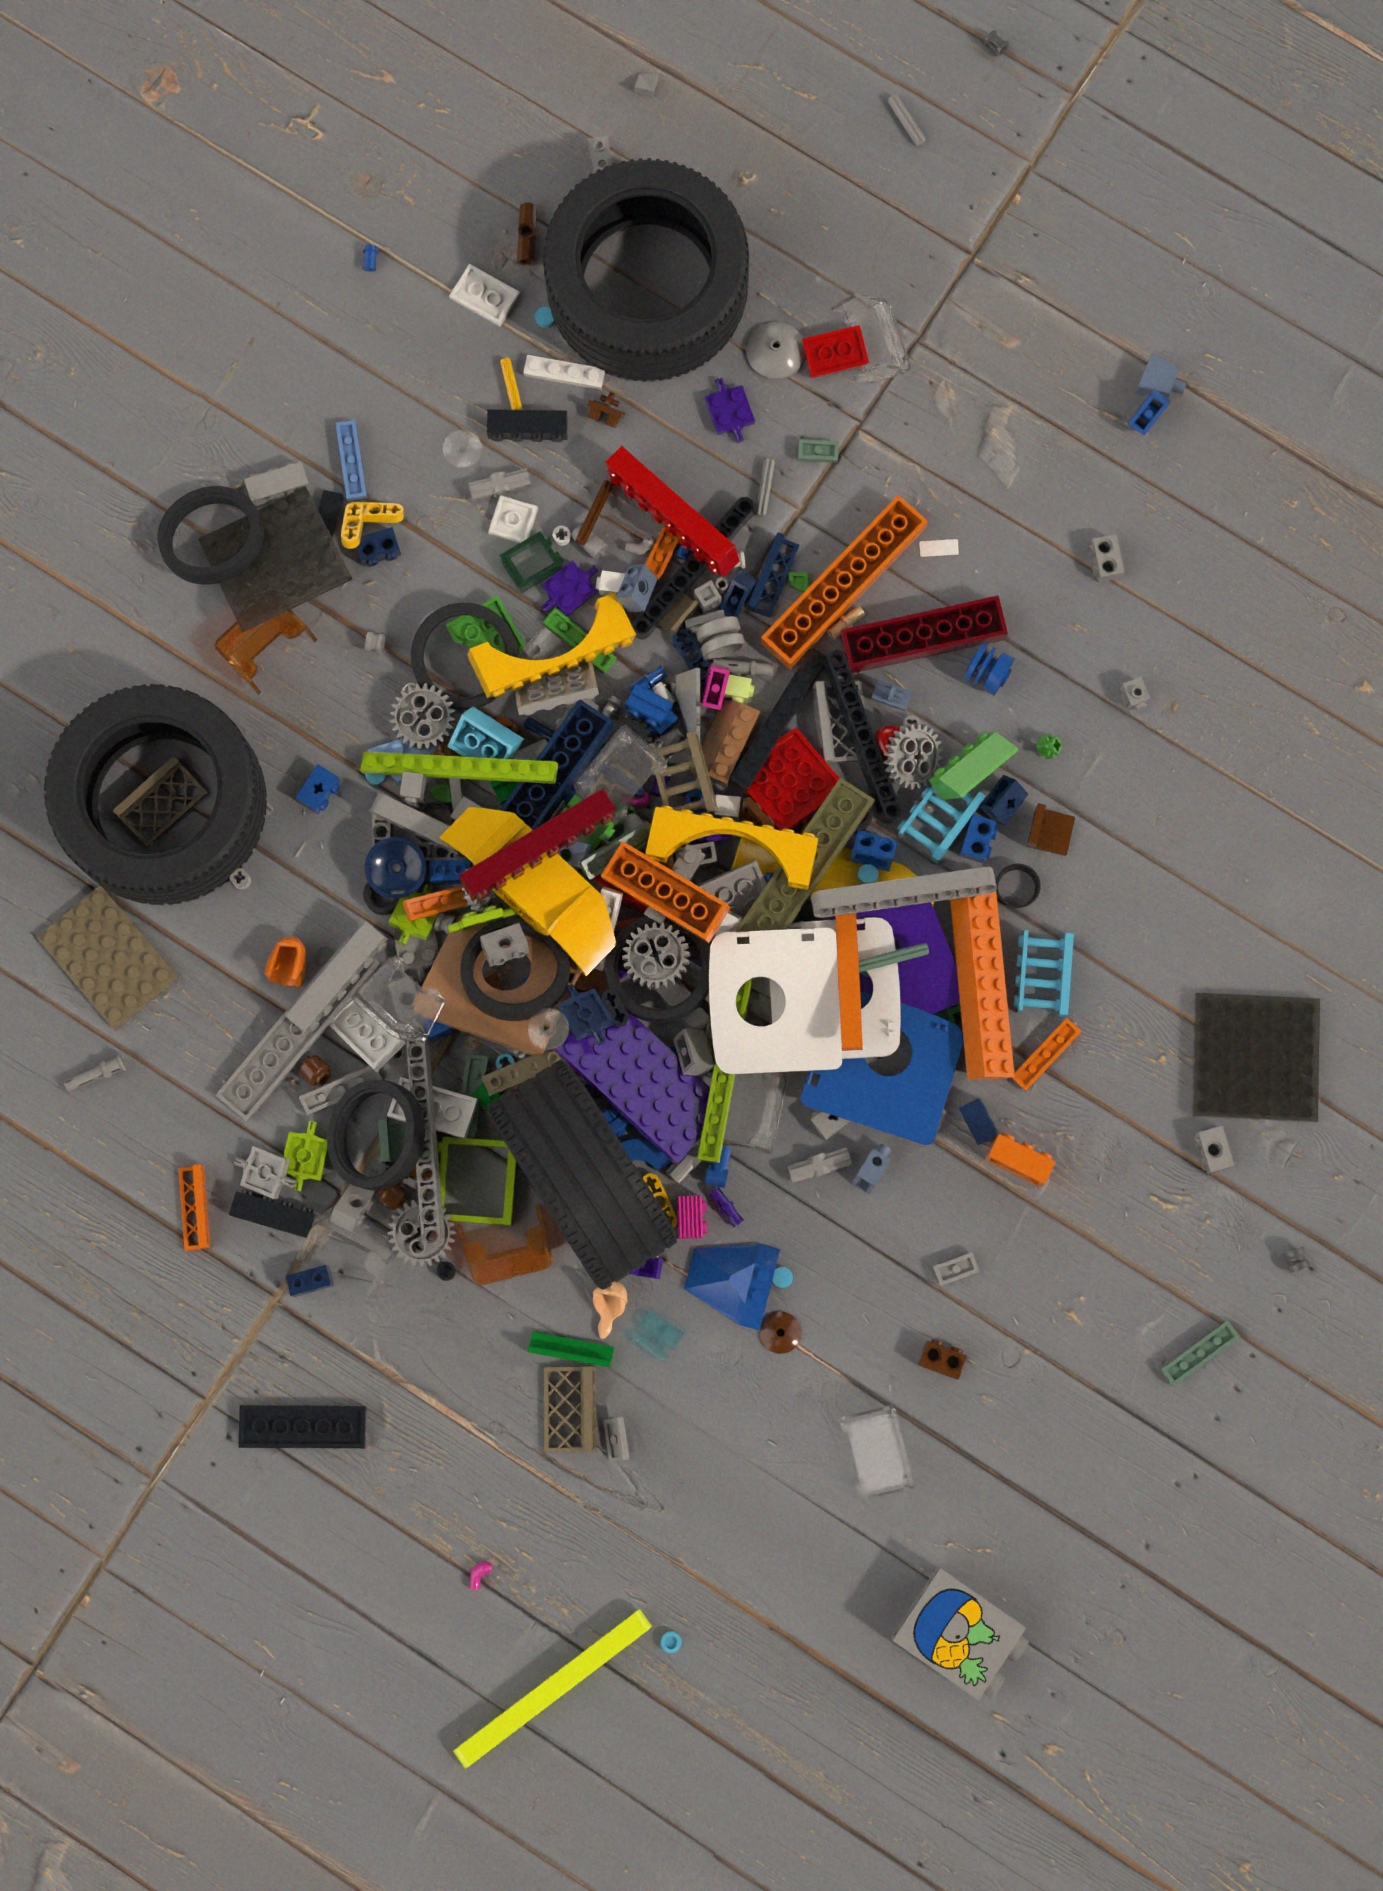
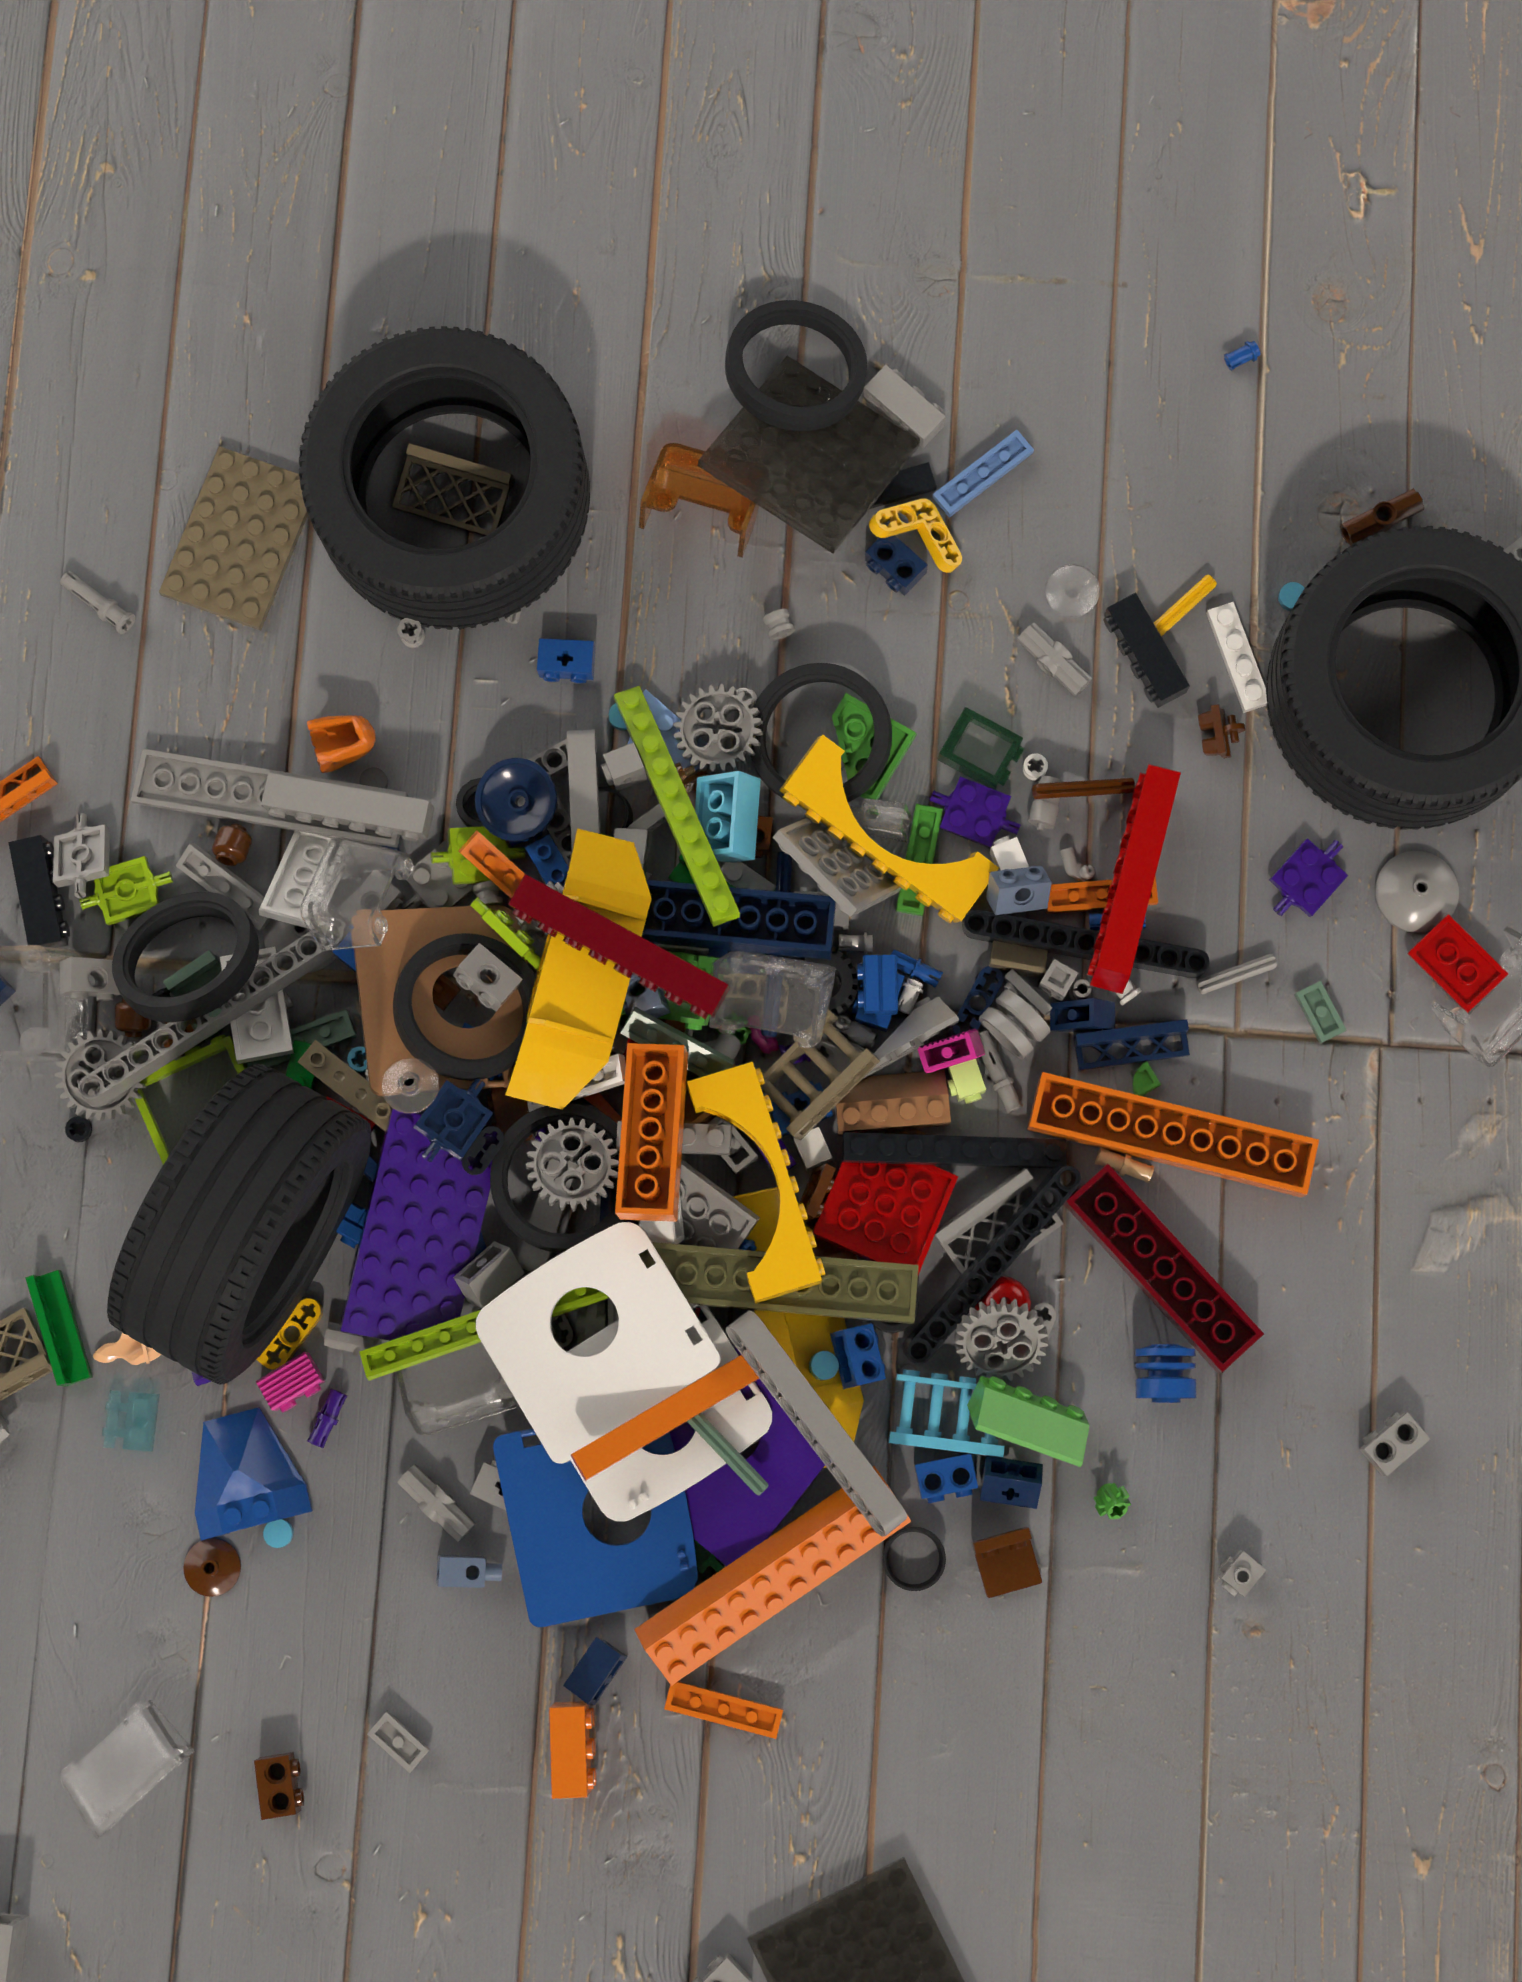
camera: 65 degrees right, 0 degrees up
(441, 793) = (642, 802): bright green tile -> none
(484, 295) = (1277, 512): white tile -> none
(511, 1263) = (104, 1180): clear orange windscreen -> none
(513, 519) = (1021, 699): white tile -> none
(646, 1151) = (339, 1272): blue tile -> none
(718, 1172) = (360, 1388): blue piece -> none
(891, 695) = (1064, 1271): sand blue hips -> none
(939, 547) = (1286, 1227): white sticker -> none
(1064, 965) = (820, 1680): medium azure fence -> none

